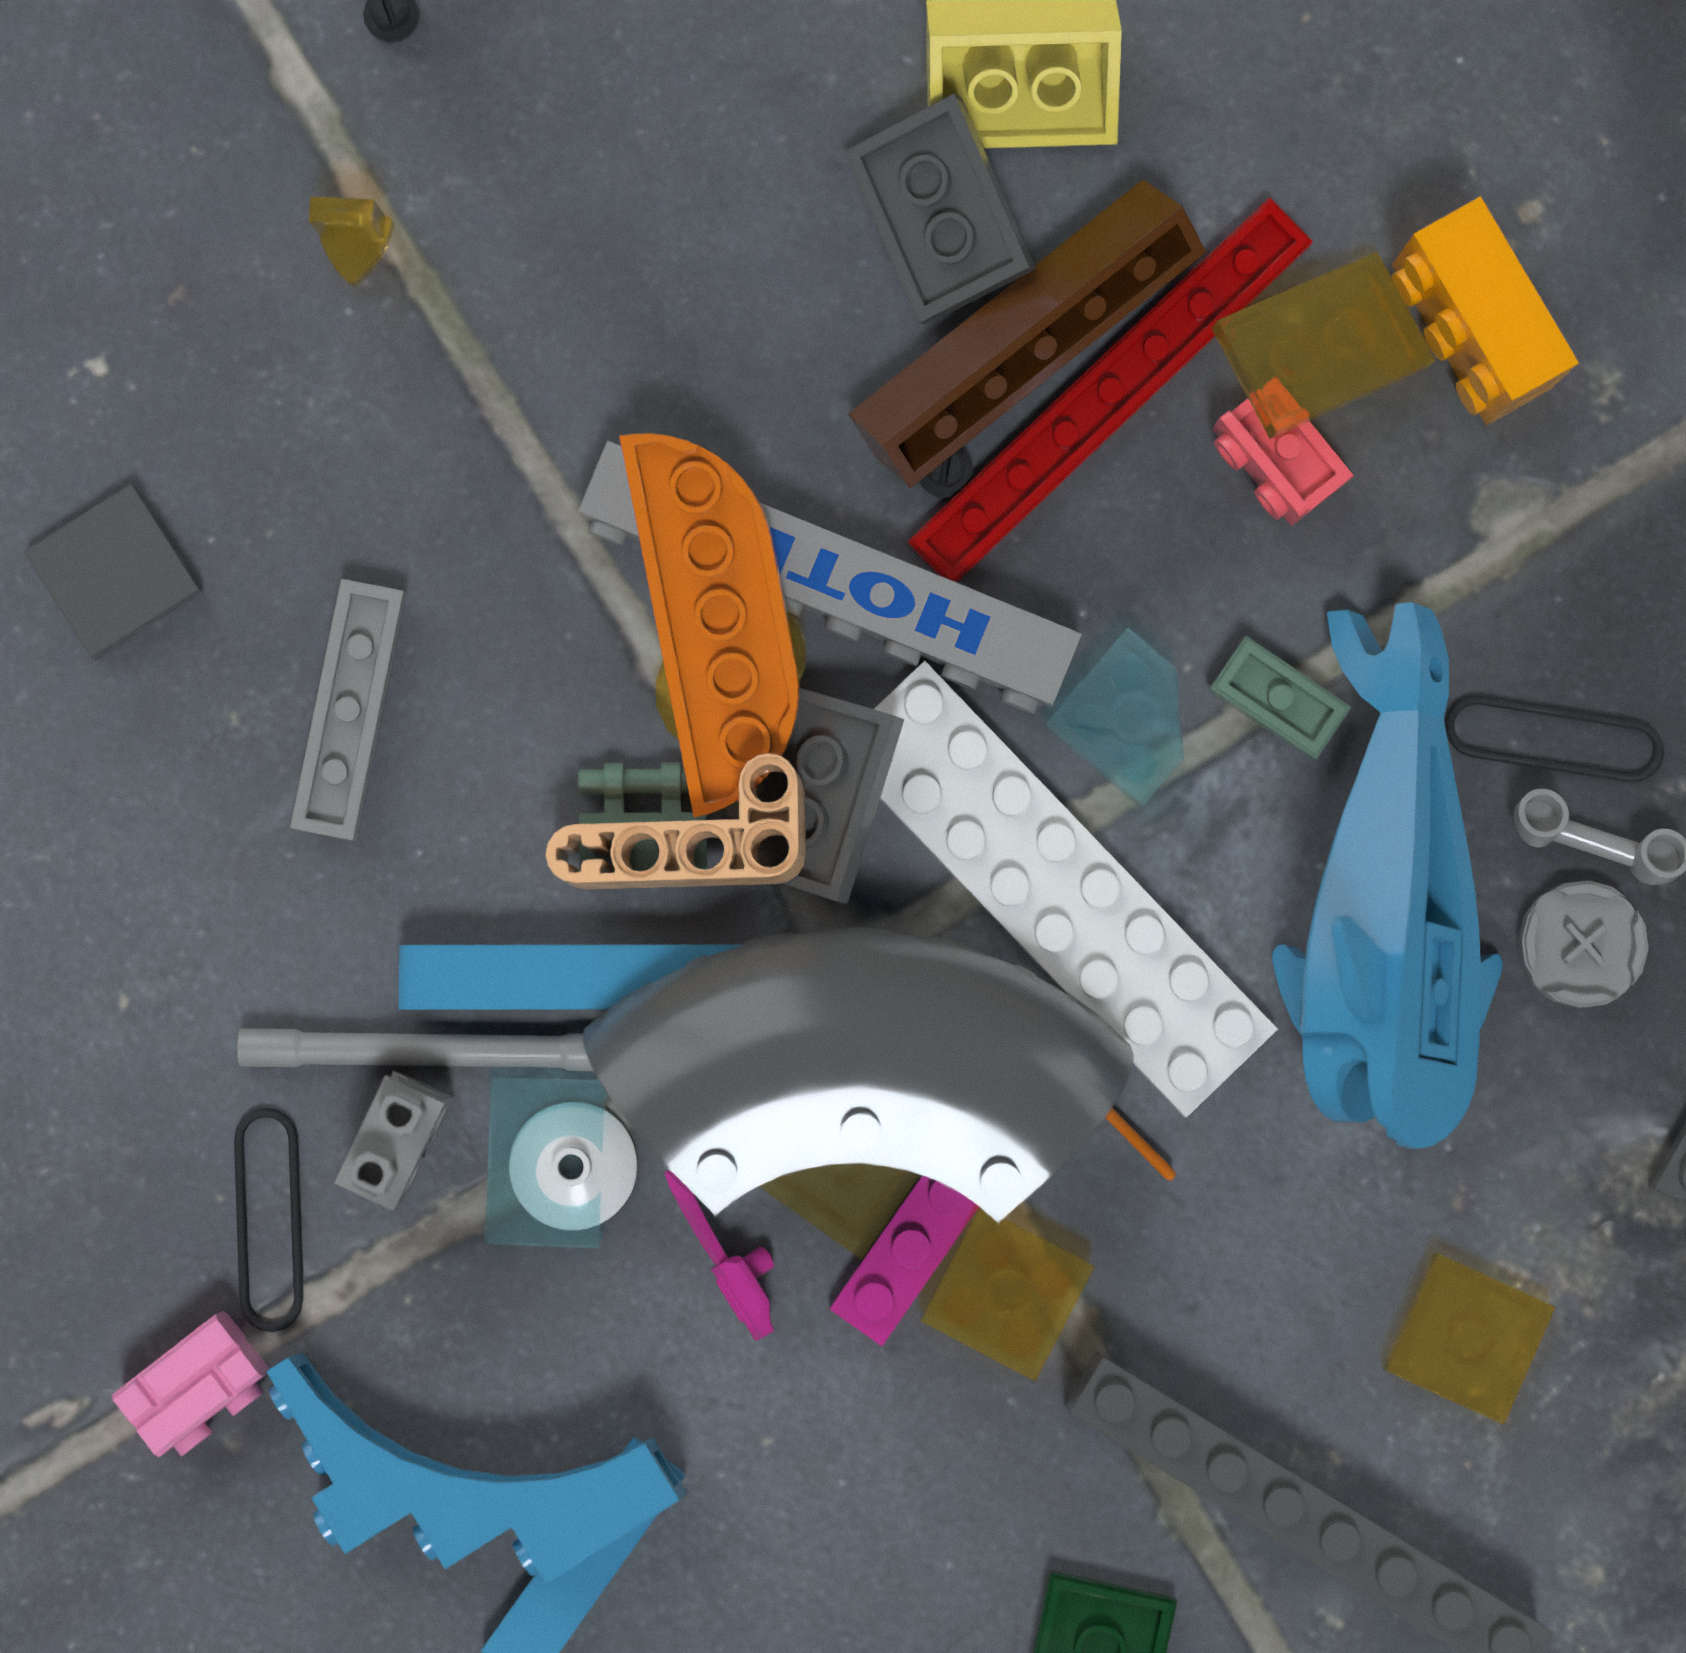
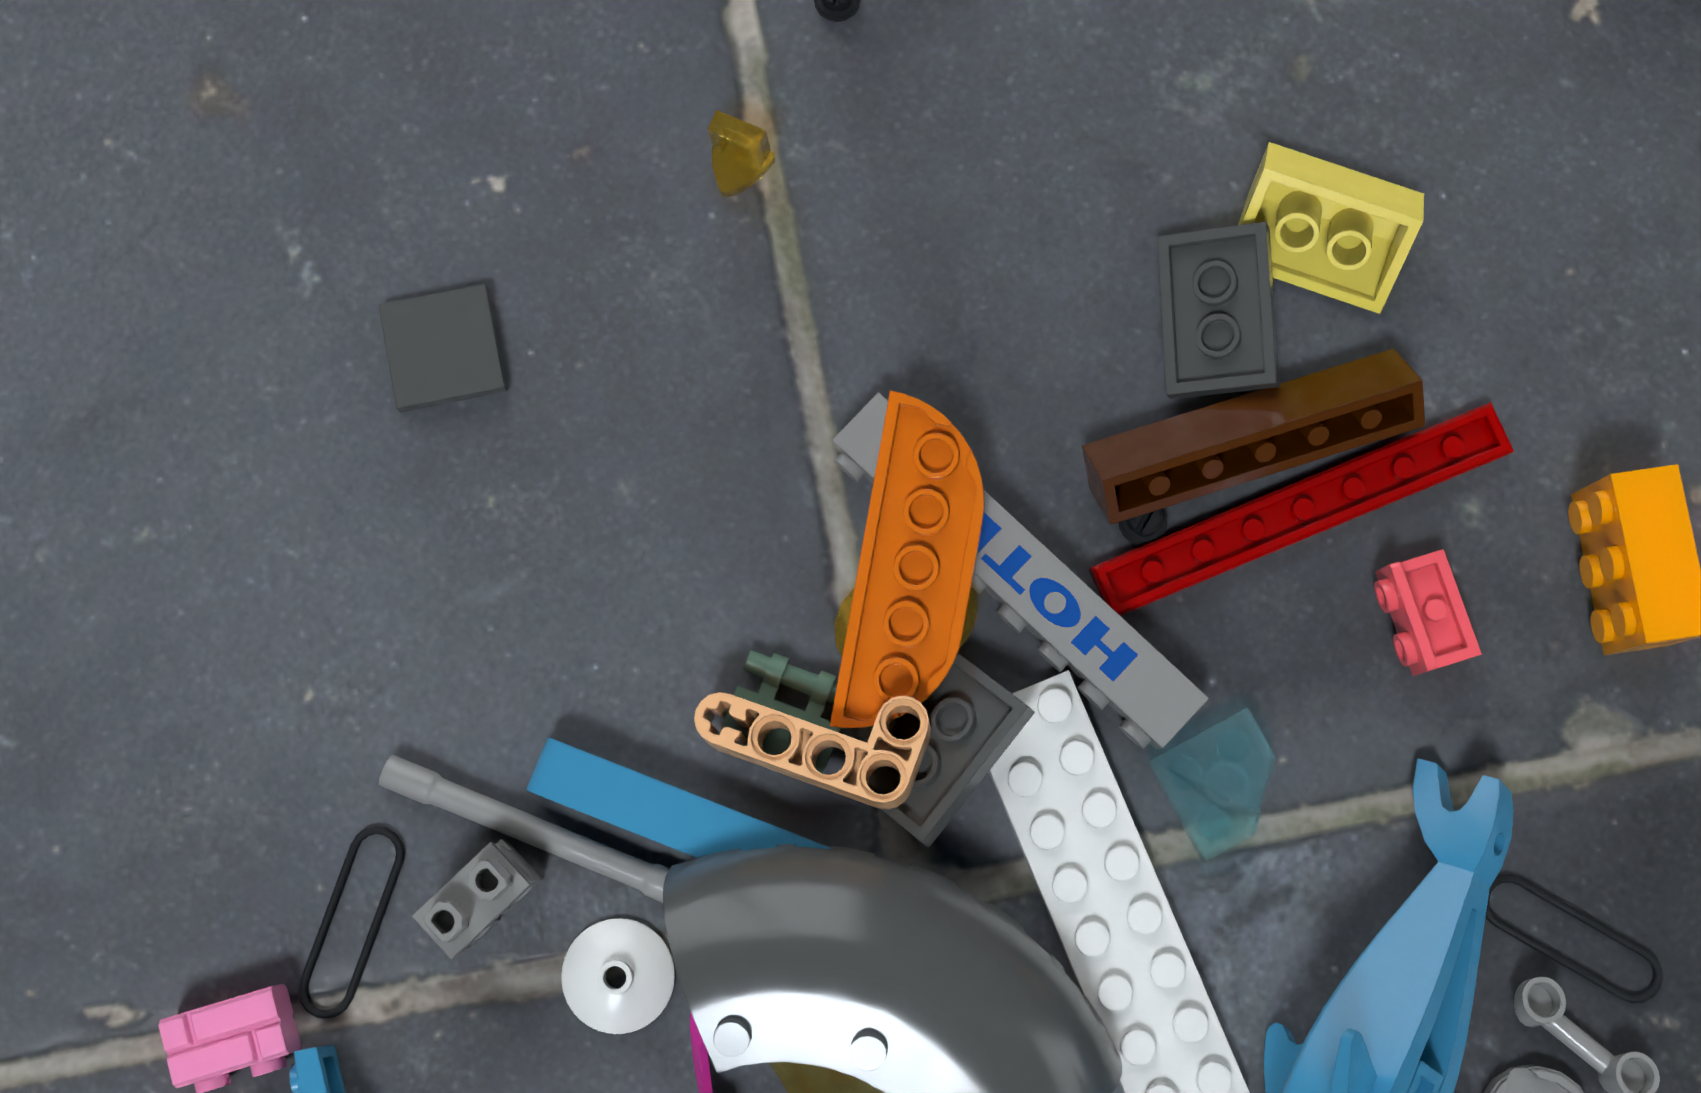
camera: 25 degrees right, 5 degrees down
(348, 710) = (584, 530): light grey plate -> none
(523, 1121) = (591, 923): clear light blue piece -> none
(1279, 698) = (1352, 816): sand green plate -> none
(1323, 344) = (1494, 537): clear yellow tile -> none

